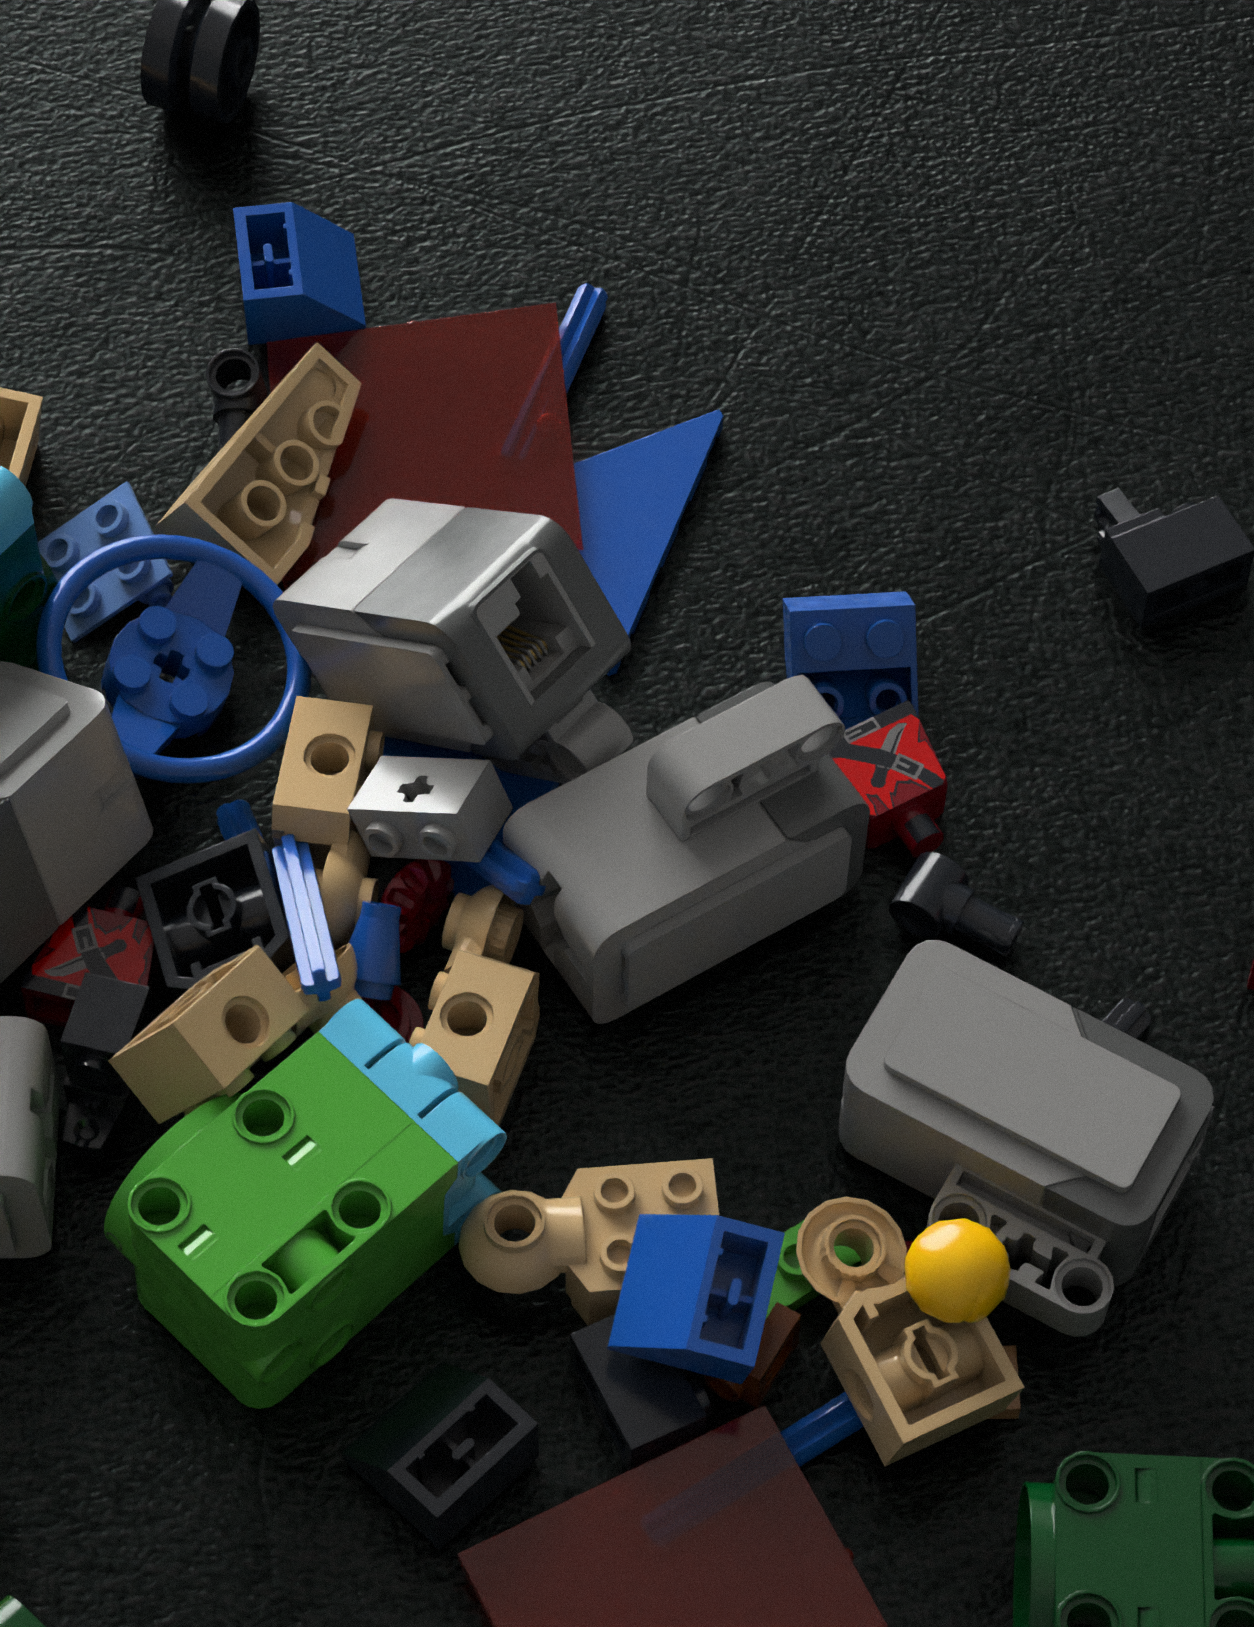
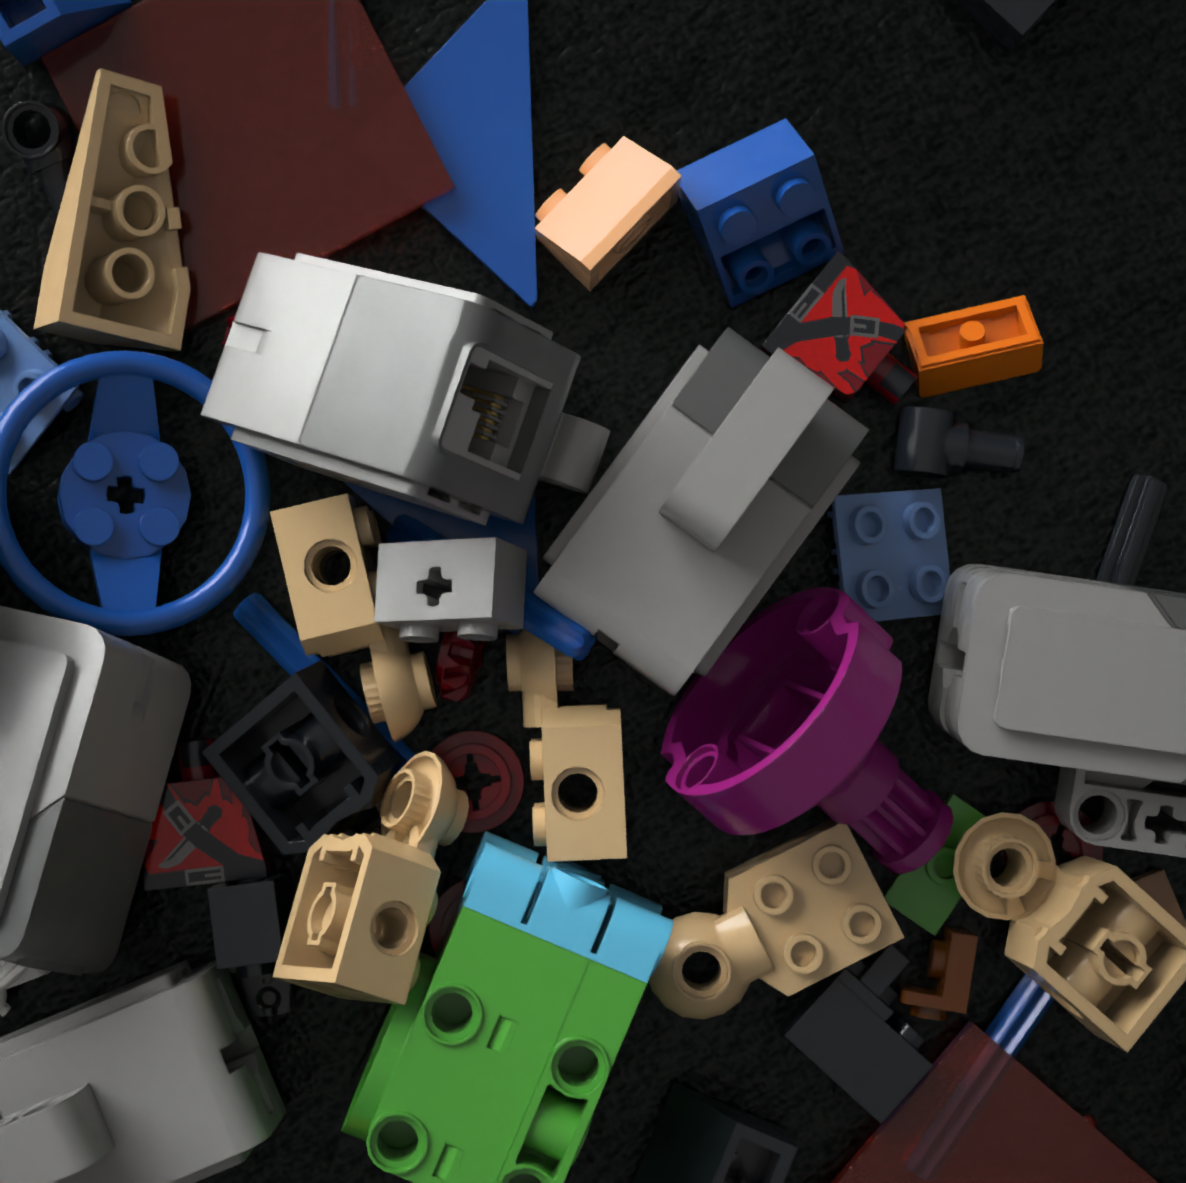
camera: 20 degrees left, 30 degrees up
(306, 918) = (389, 760): axle -> none
(377, 950) = (455, 733): blue cone -> none
(696, 1293) = (897, 986): blue slope -> none
(707, 1055) = (796, 725): none -> magenta piece
(713, 612) = (607, 210): none -> light nougat slope
(843, 968) = (891, 552): none -> medium blue hinge
(957, 1271) = (1123, 882): yellow hair -> none
(1010, 842) = (973, 346): none -> orange slope

